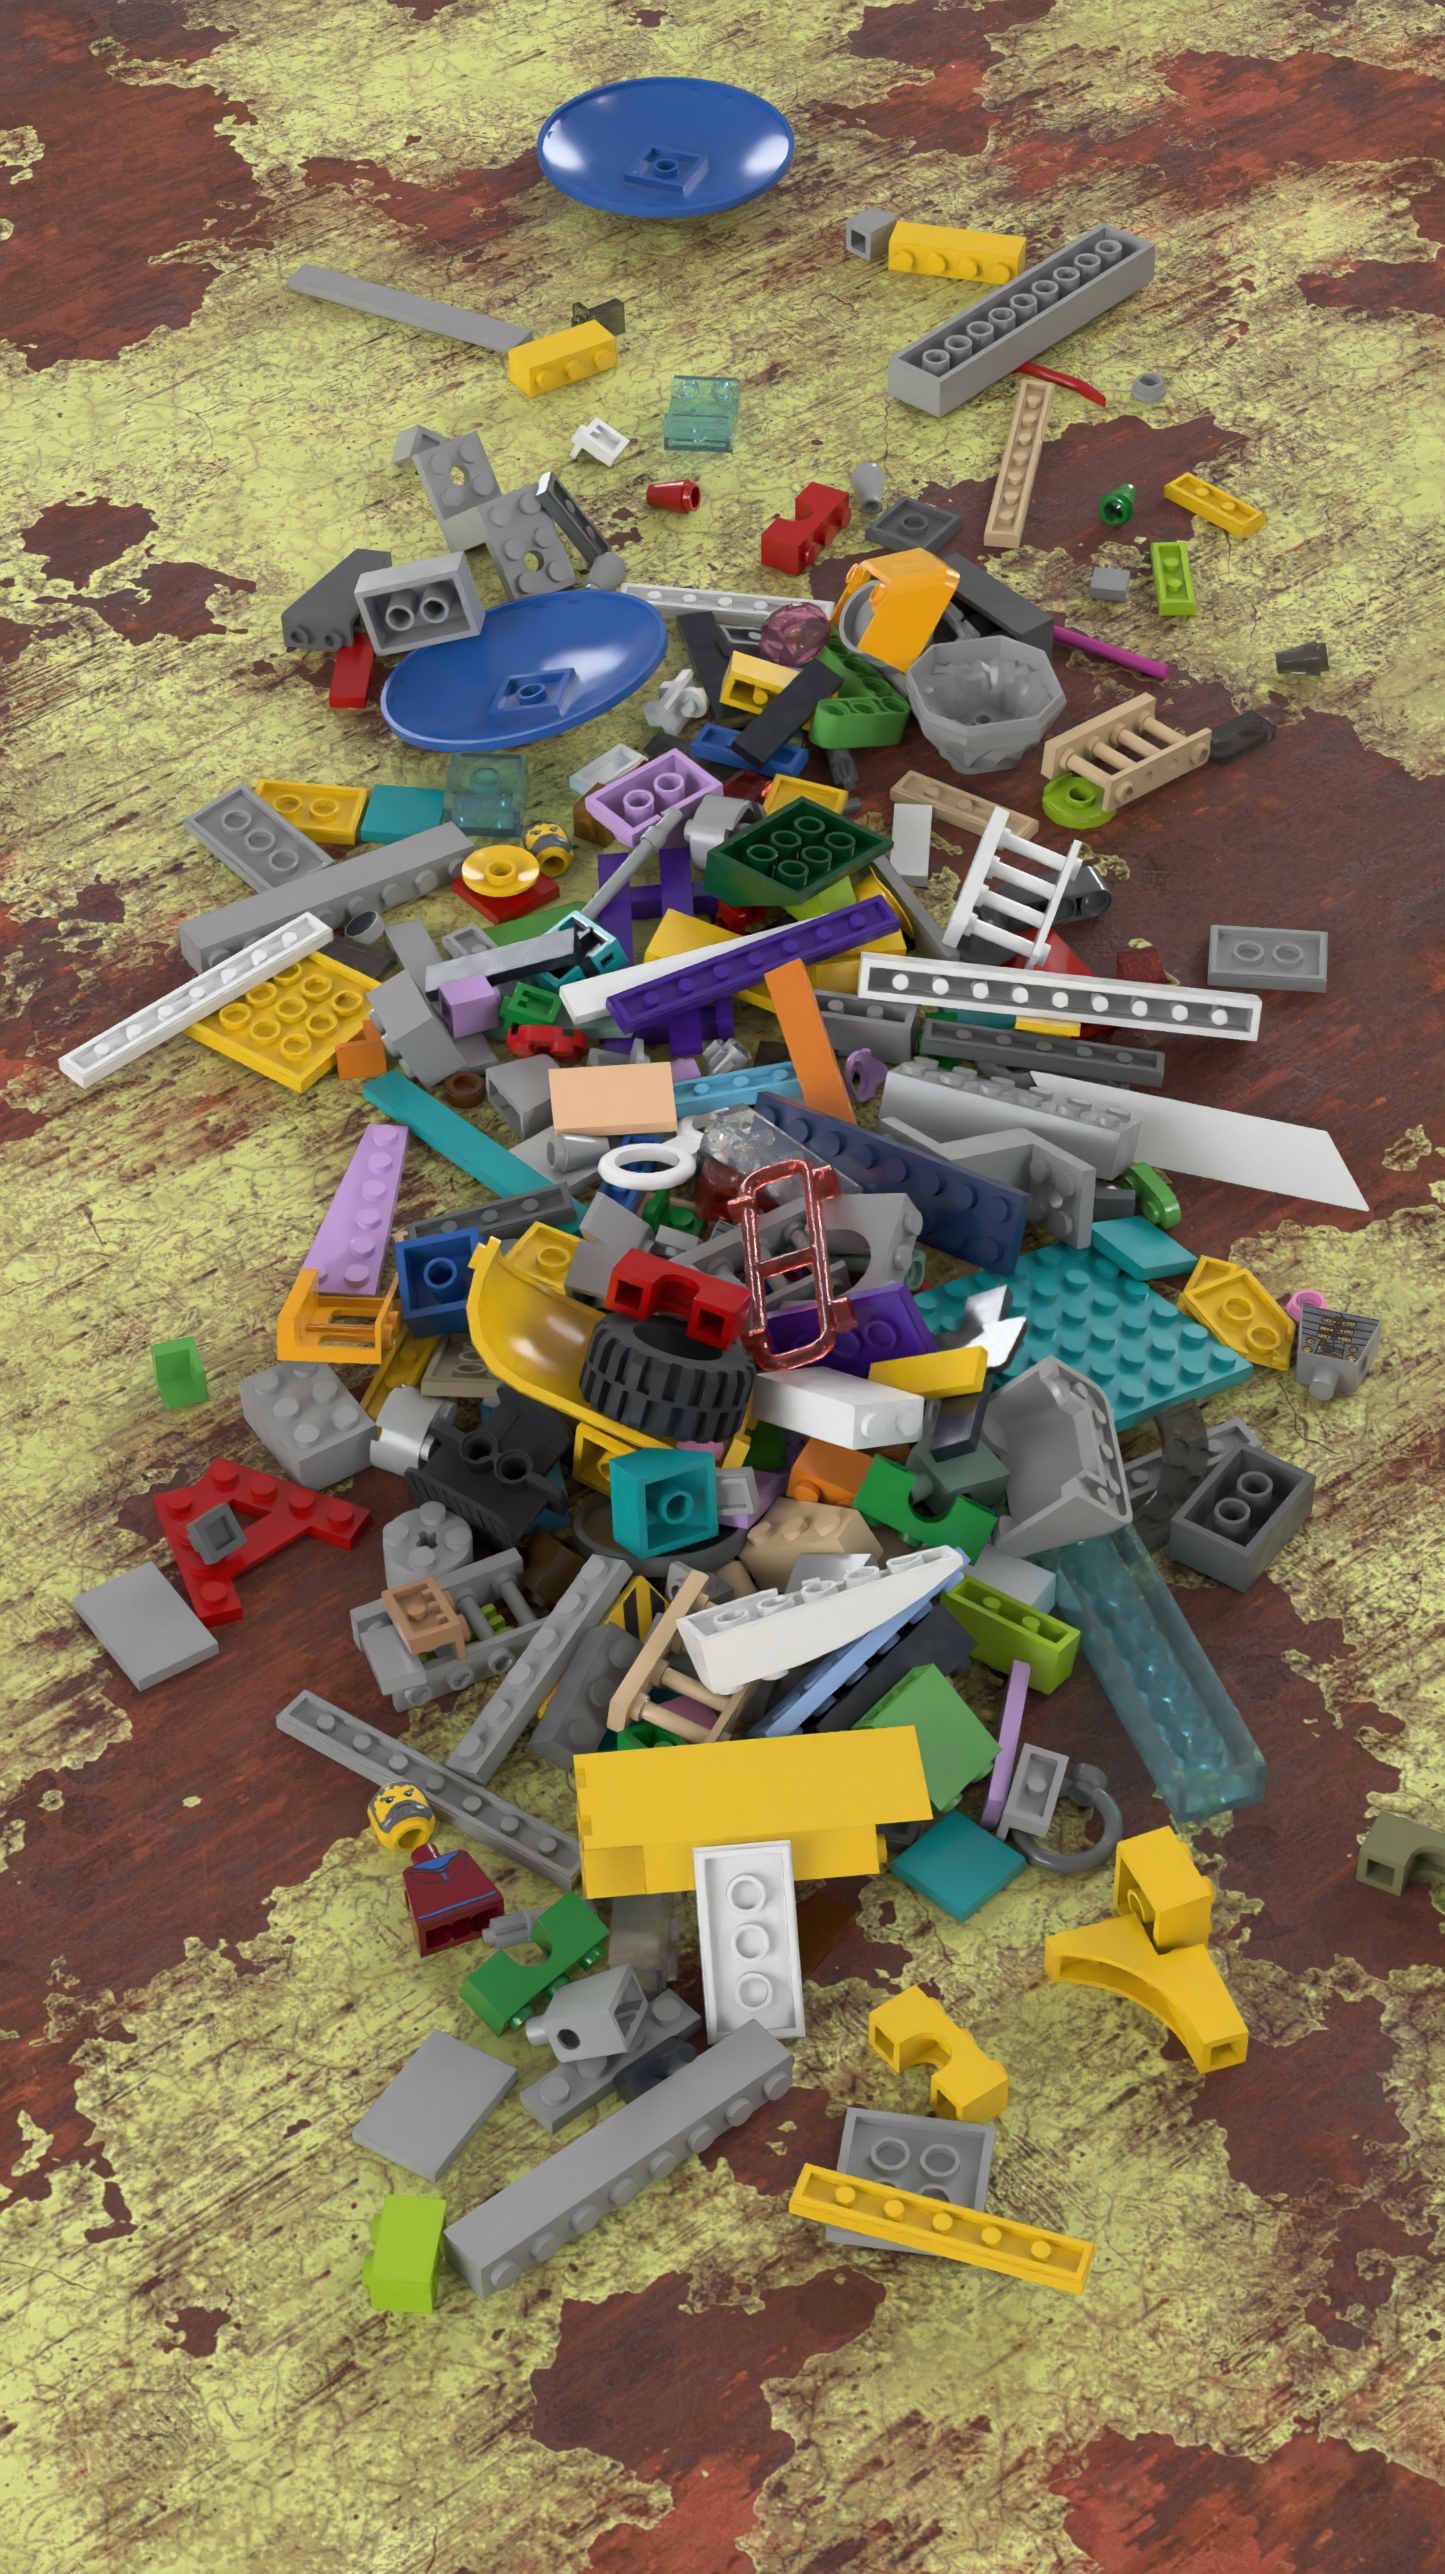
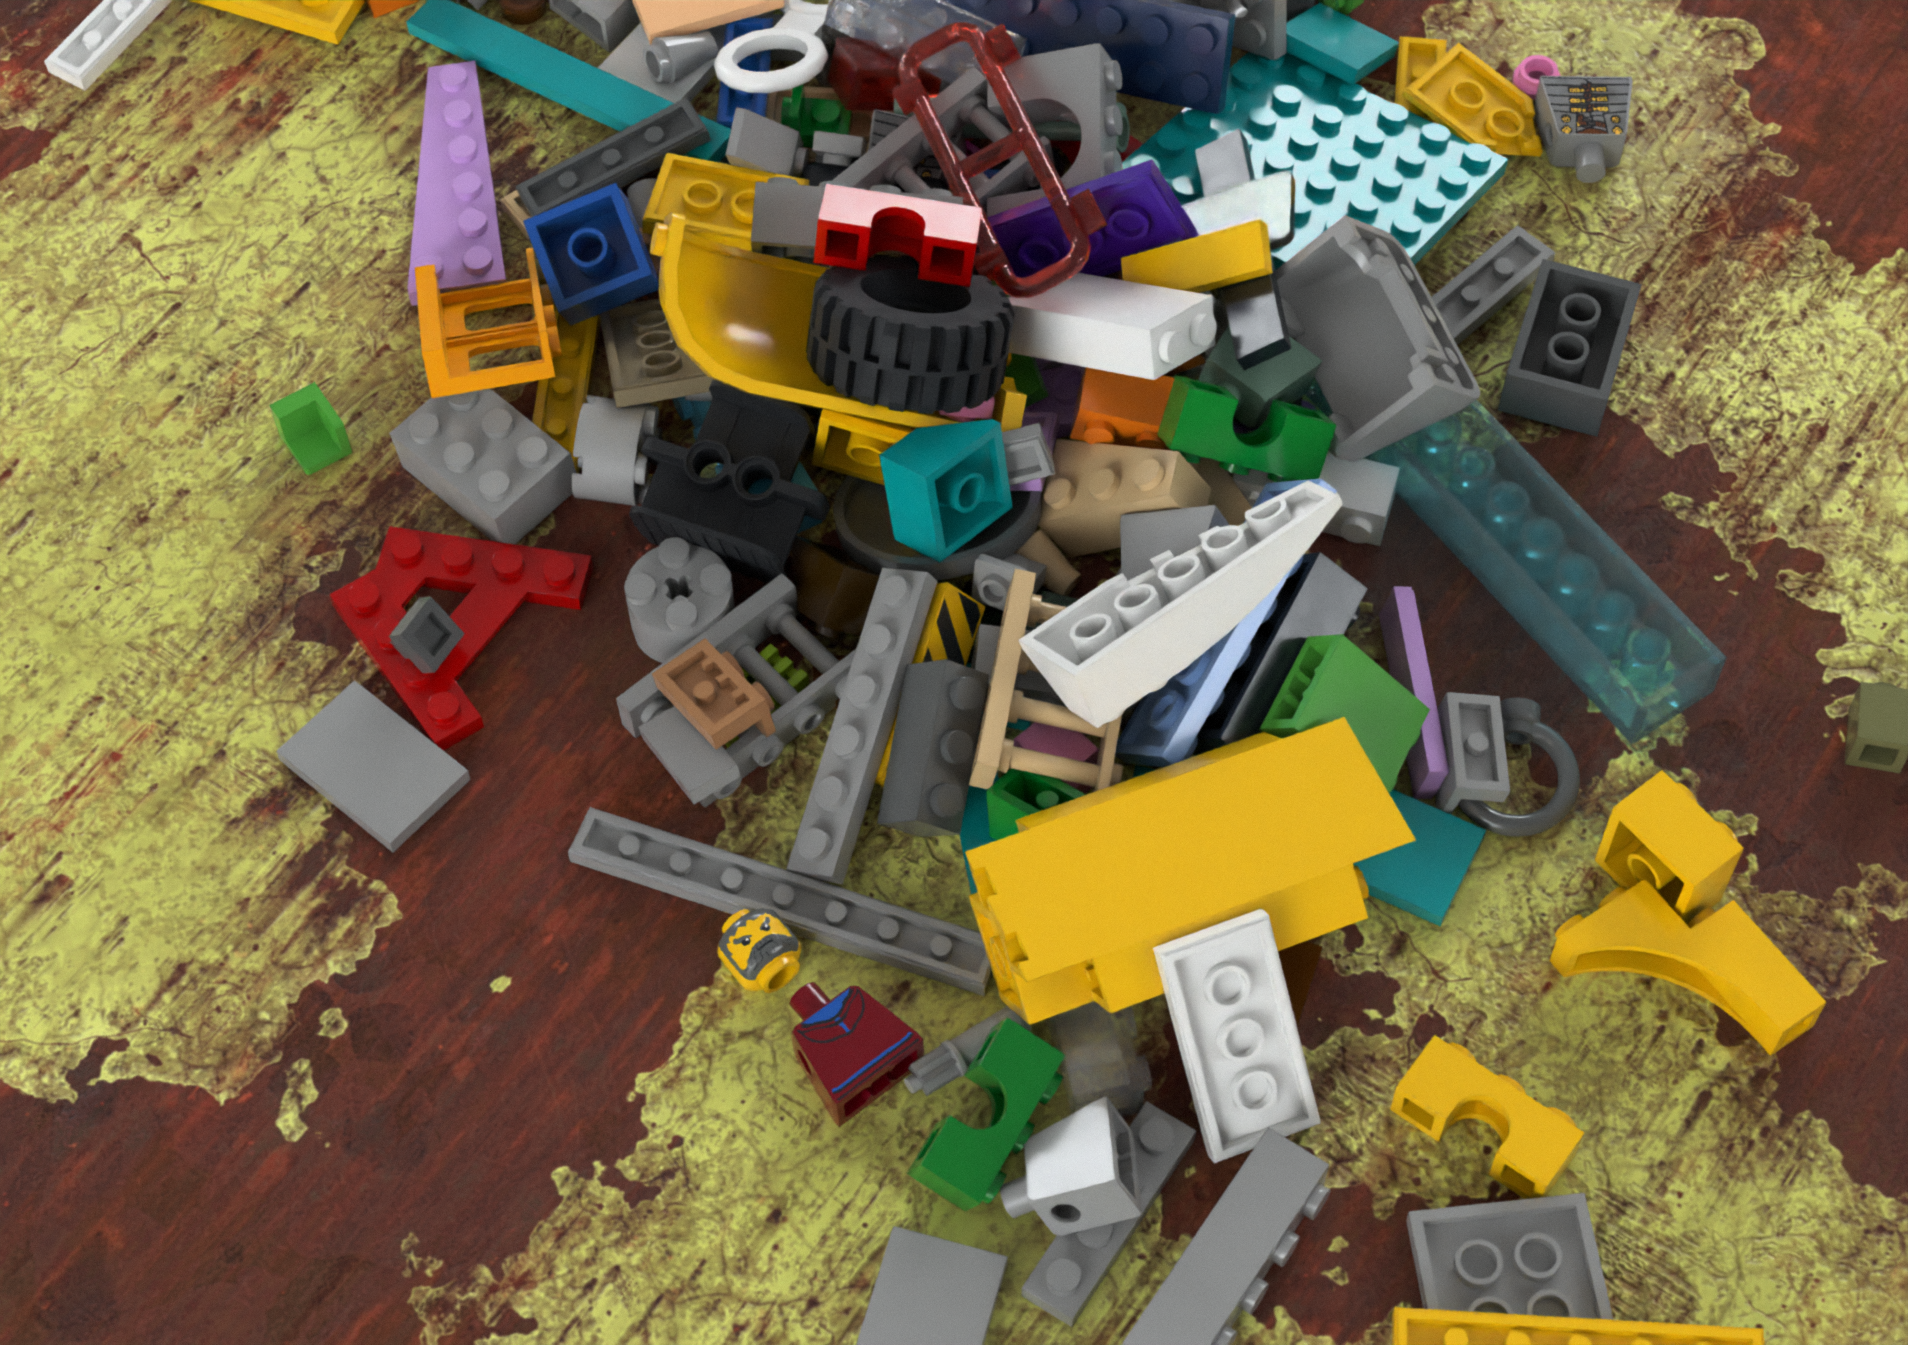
camera: 15 degrees left, 15 degrees up
(653, 2067) = (1173, 1218): black piece -> none
(1013, 1631) = (1388, 553): lime brick -> none
(1182, 1472) = (1485, 305): clear smoke tile -> none

